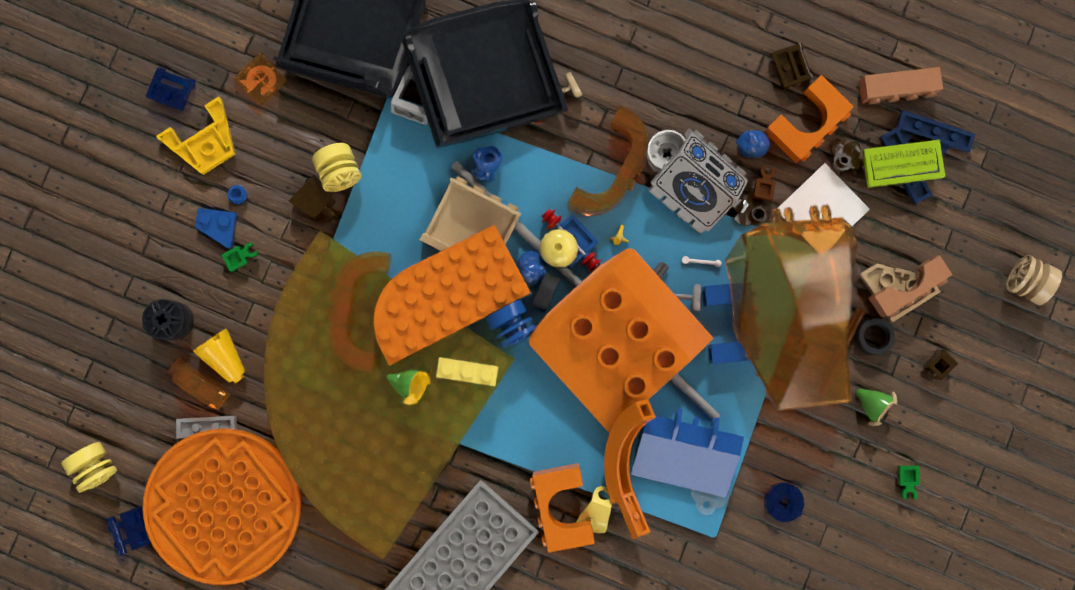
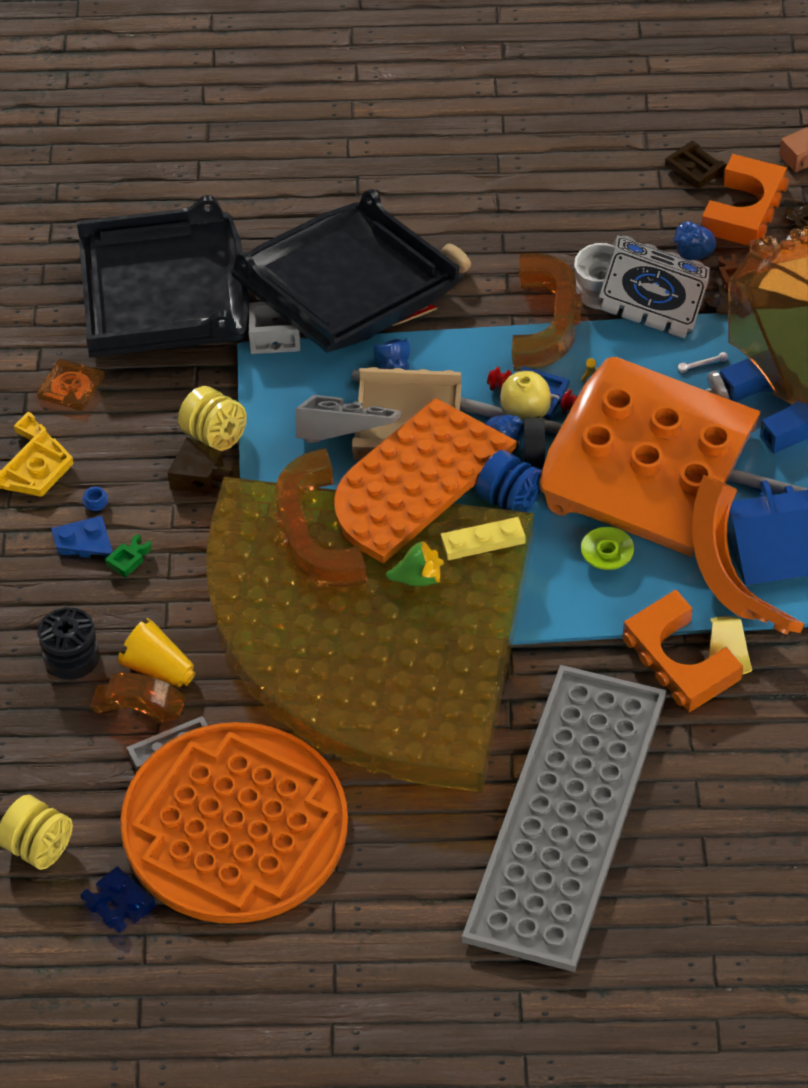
camera: 20 degrees left, 35 degrees down
(419, 206) = (329, 417): none -> light grey wedge
(561, 410) = (607, 548): none -> lime dish

